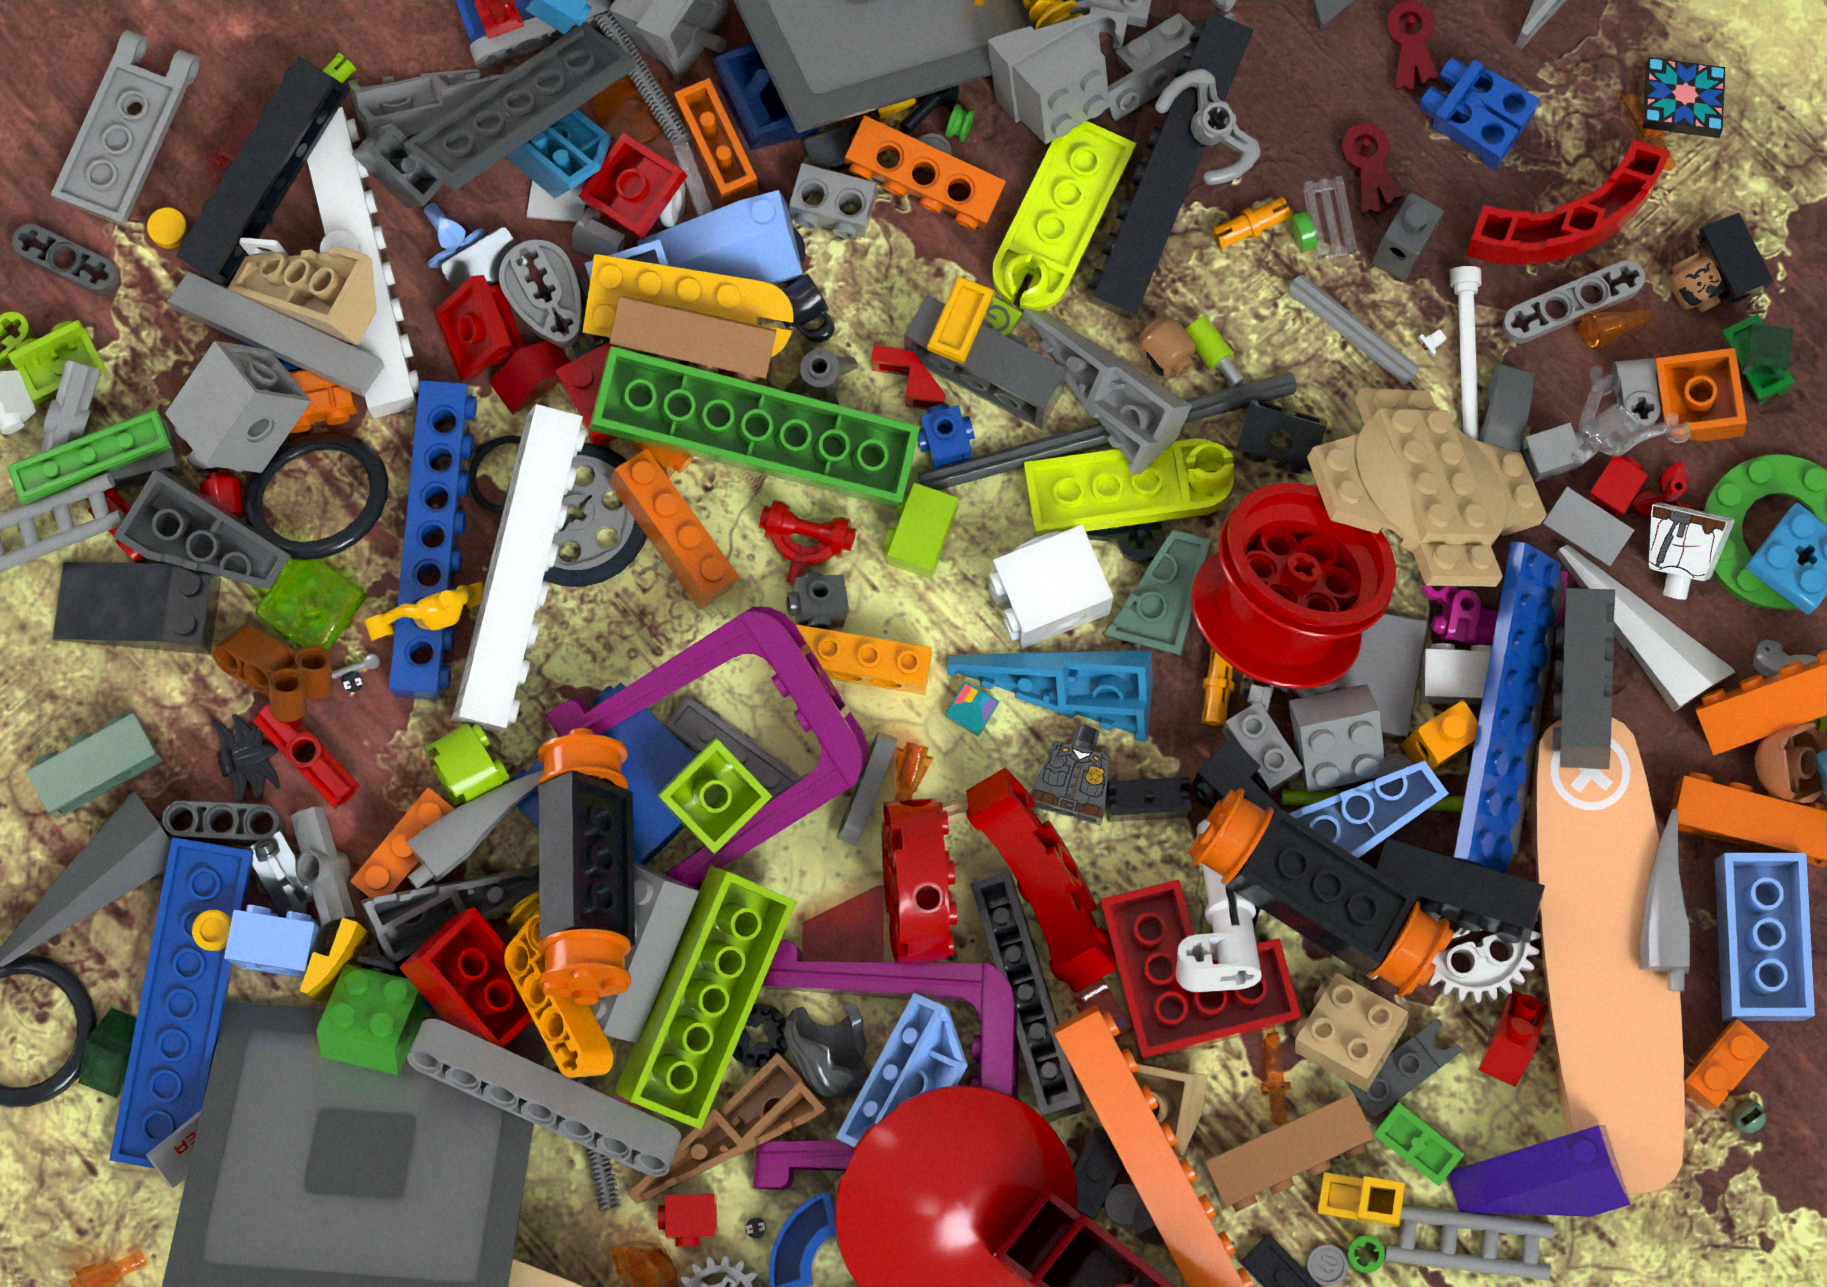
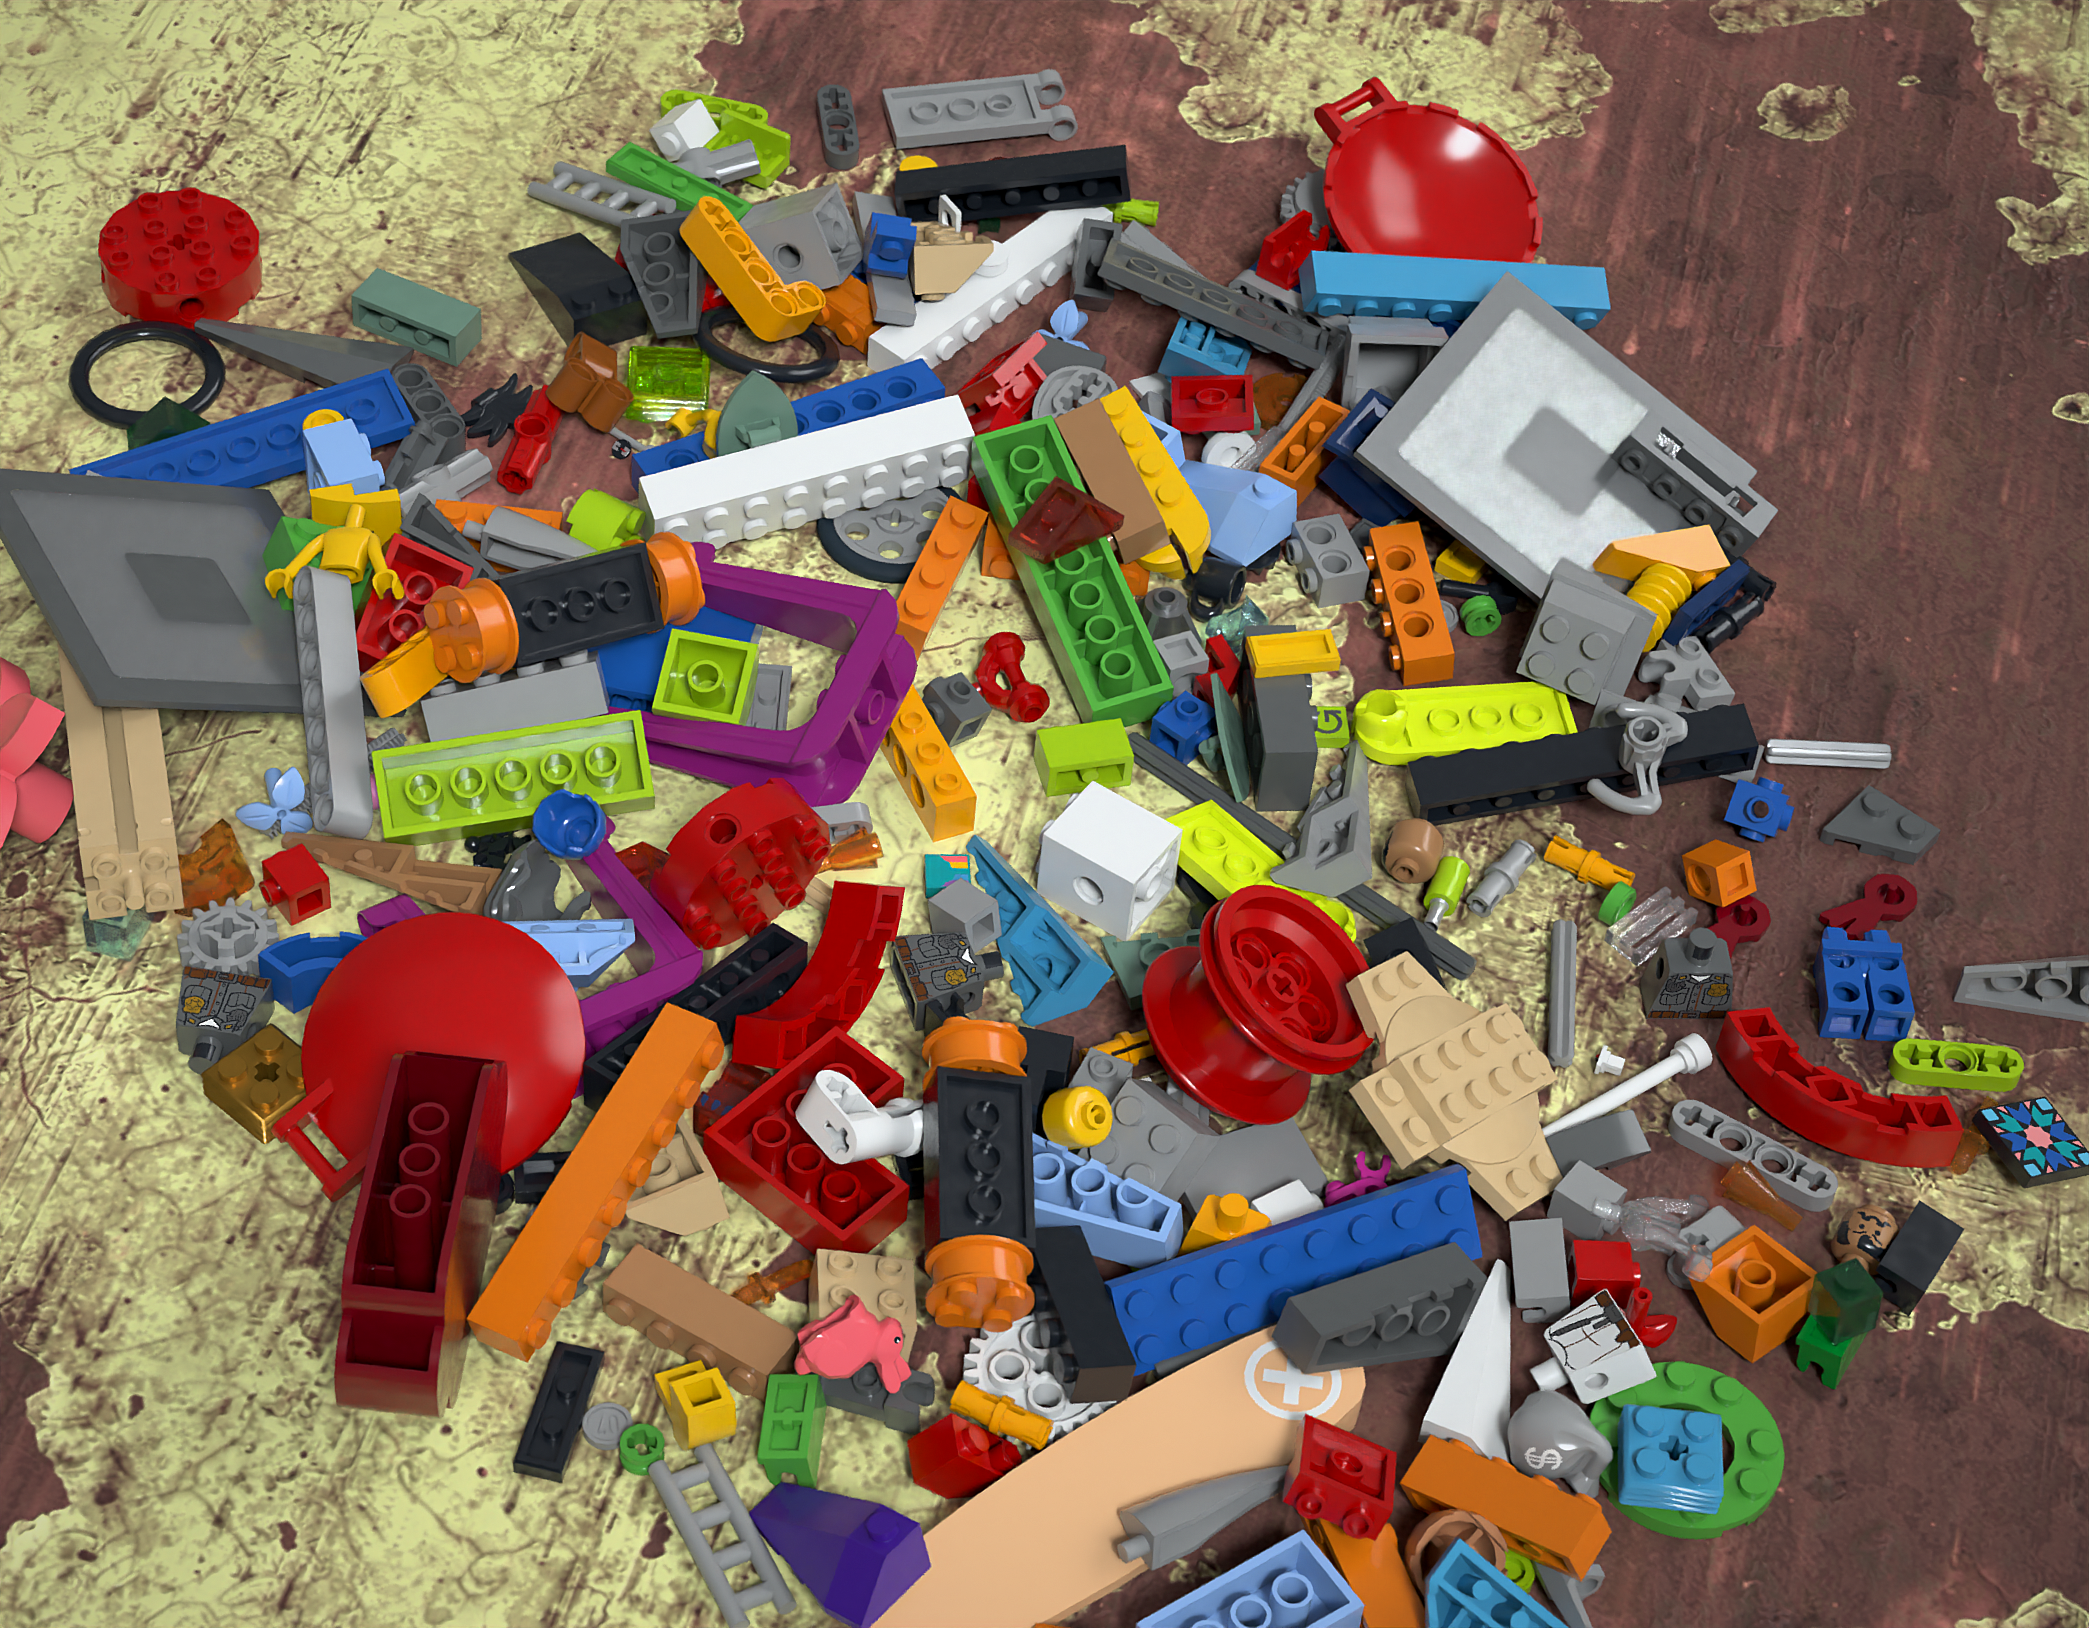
camera: 50 degrees right, 30 degrees down
(255, 479) = (746, 277): none -> light orange beam
(294, 336) = (888, 245): none -> blue brick
(407, 1007) = (344, 552): none -> yellow piece
(467, 589) = (755, 416): none -> sand green shield
(610, 1184) = (284, 794): none -> light blue plant
(727, 413) = (1062, 522): none -> clear red wing
(791, 986) = (569, 825): none -> blue hair
(868, 319) = (1232, 624): none -> clear light blue piece
(883, 395) = (1182, 660): none -> light grey brick
(990, 414) = (1230, 739): none -> sand green shield
(1029, 727) = (968, 911): none -> light grey brick
(1225, 297) = (1501, 878): none -> light grey pin
(1282, 61) = (1742, 808): none -> blue brick
(1302, 783) = (1077, 1117): none -> yellow head
(1324, 137) = (1719, 873): none -> orange brick
(1398, 1071) = (848, 1341): none -> coral animal
(1506, 995) = (1001, 1415): none -> light orange pin
(1575, 123) = (1940, 1075): none -> lime beam
(1708, 802) = (1340, 1479): none -> red plate
(1740, 622) = (1557, 1441): none -> light grey piece

